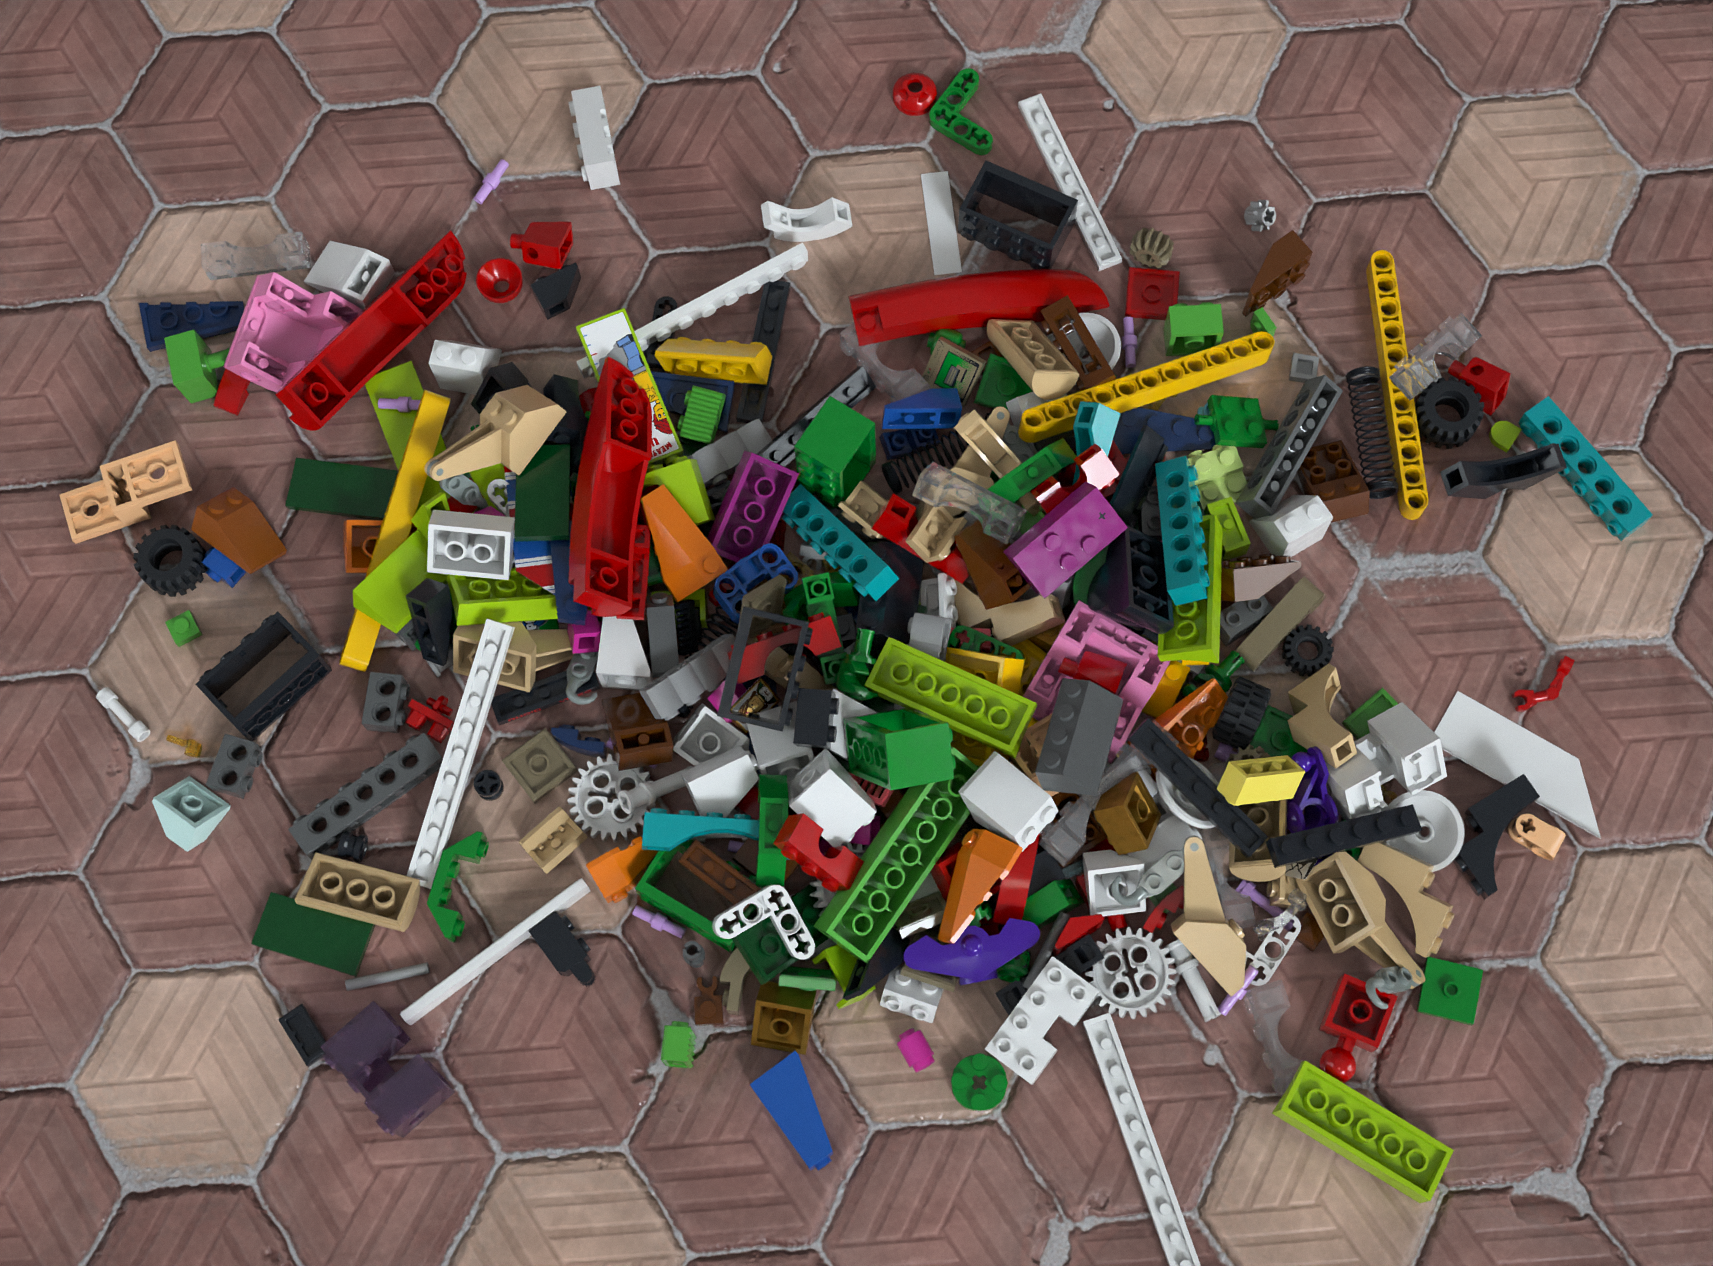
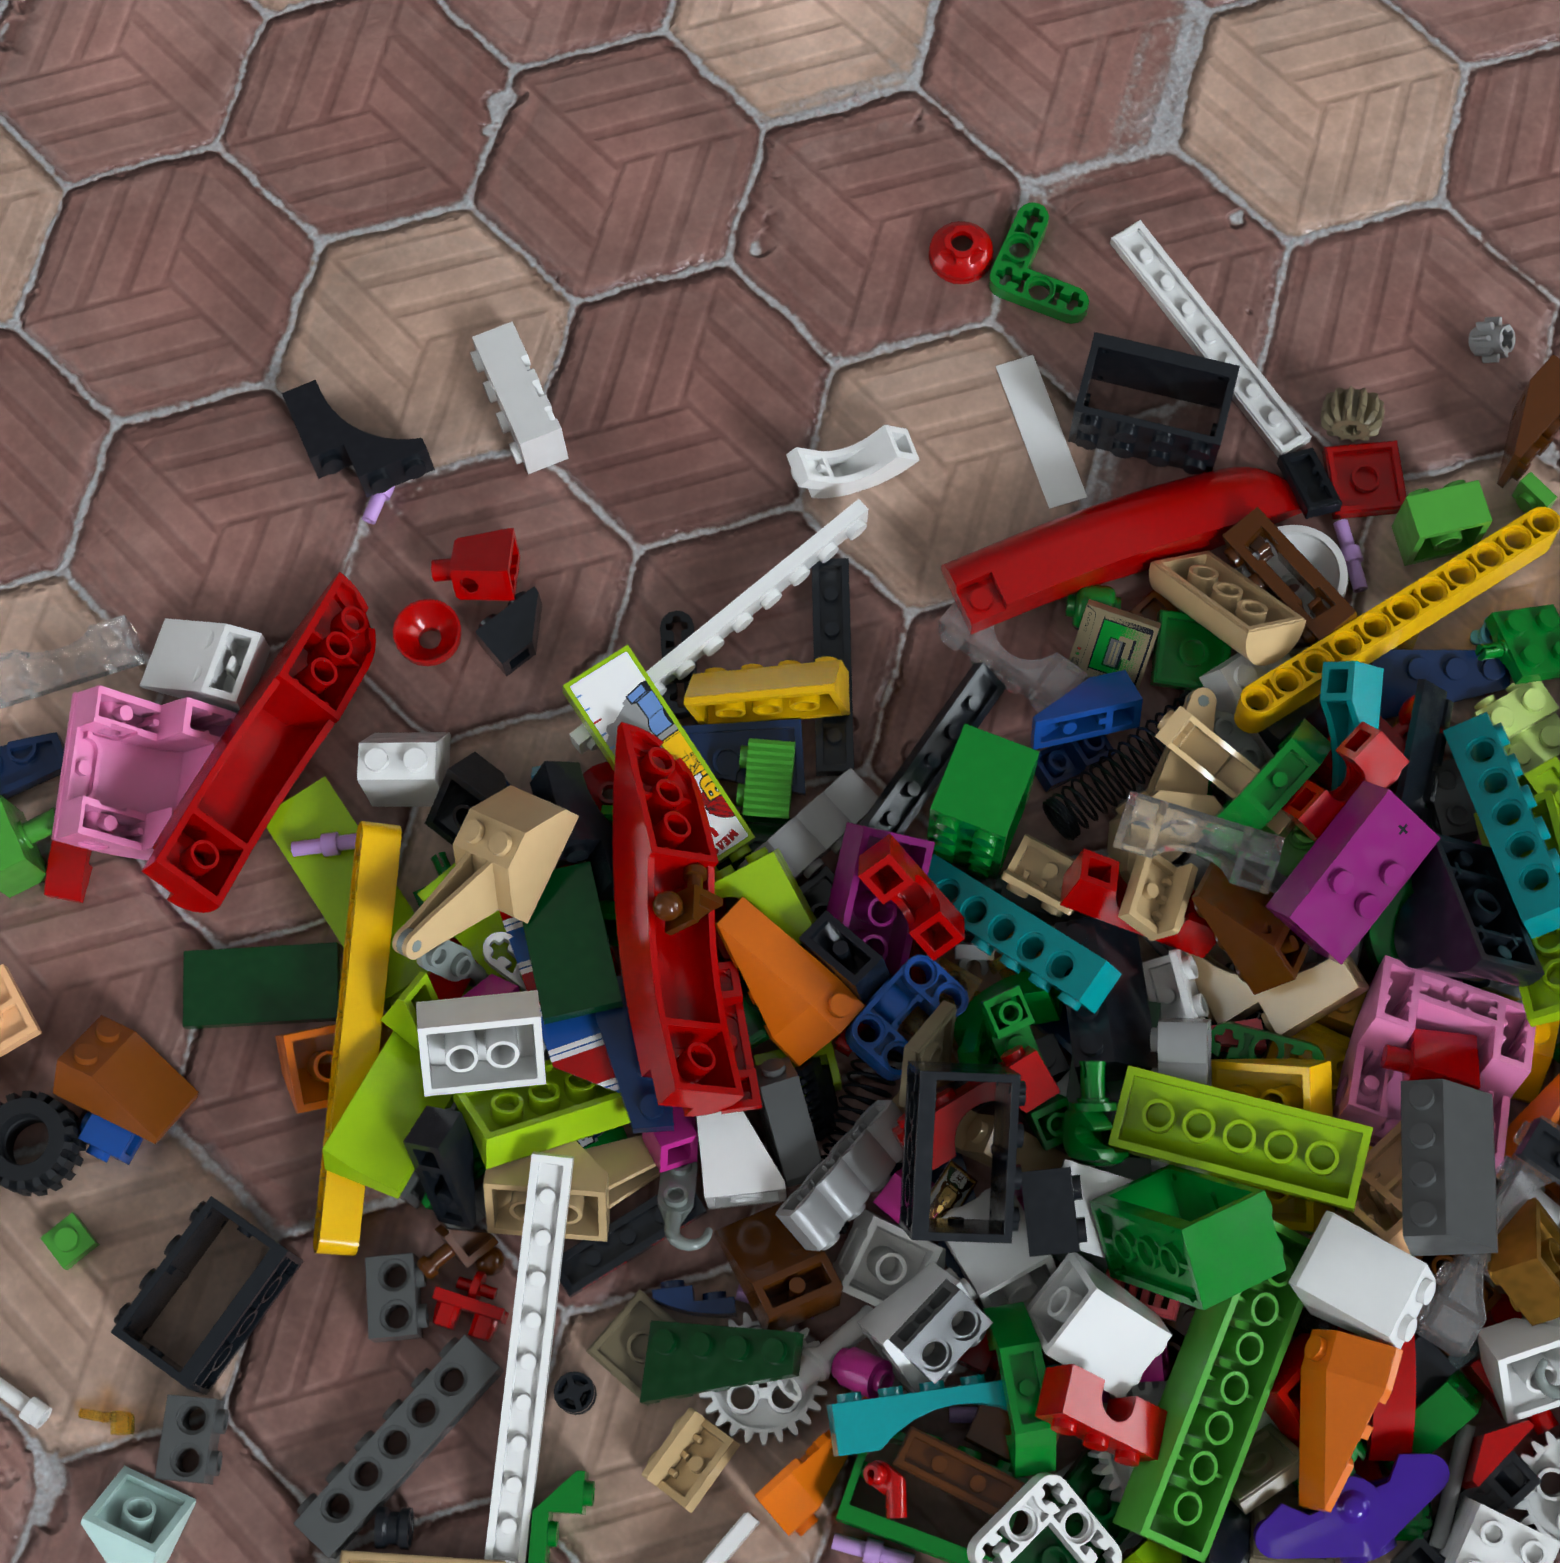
camera: 10 degrees left, 0 degrees up
(437, 678) = (467, 1247): none -> reddish brown piece
(466, 147) = (337, 444): none -> black arch
(579, 776) = (707, 1358): none -> dark green wing
(623, 480) = (688, 905): none -> reddish brown piece
(674, 800) = (862, 1371): none -> dark pink brick
(674, 873) = (890, 1484): none -> red arm
(722, 535) = (846, 956): none -> black slope
(723, 775) = (934, 1324): none -> dark grey brick
(783, 517) = (929, 913): none -> red arch
(1112, 288) = (1309, 483): none -> black plate

